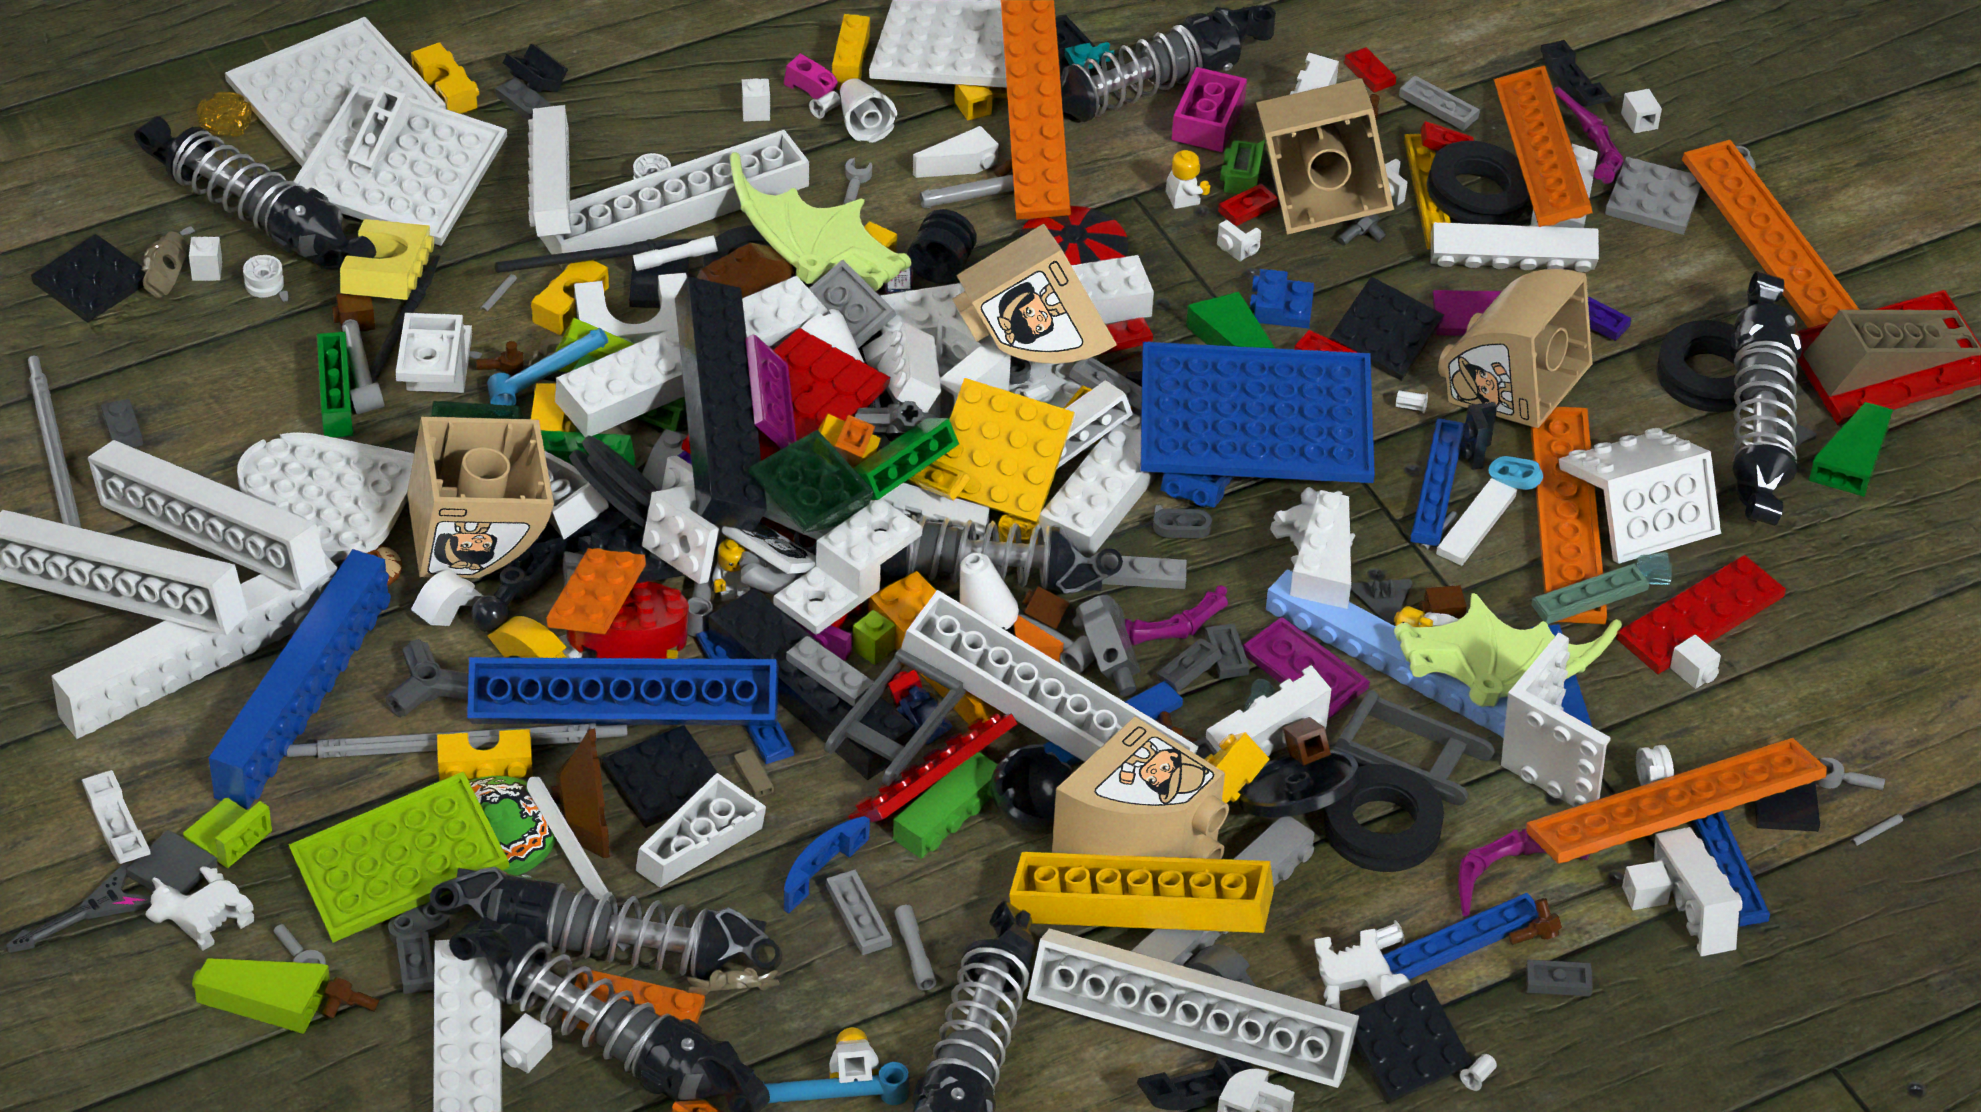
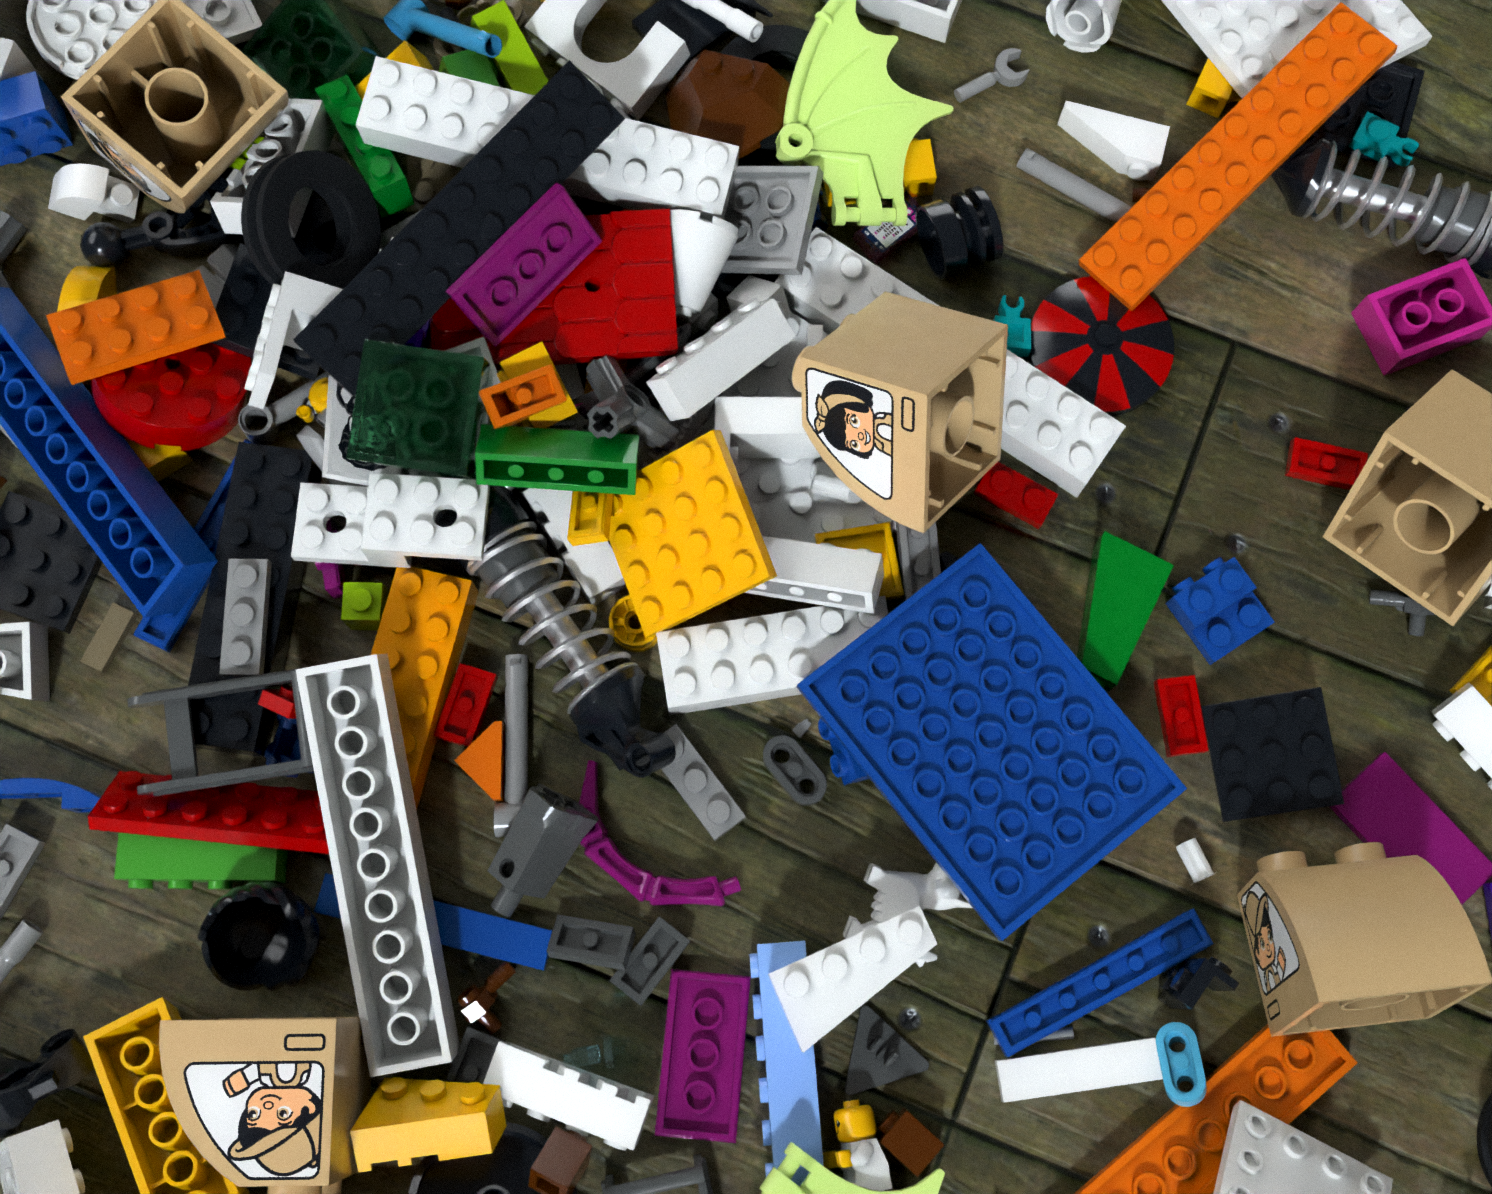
camera: 50 degrees right, 30 degrees up
(986, 592) = (478, 684): white cone -> none
(1045, 606) = (541, 739): reddish brown brick -> none
(1182, 181) = (1289, 379): piece -> none
(1237, 242) = (1255, 496): white bracket -> none
(1243, 166) = (1365, 420): bright green window -> none

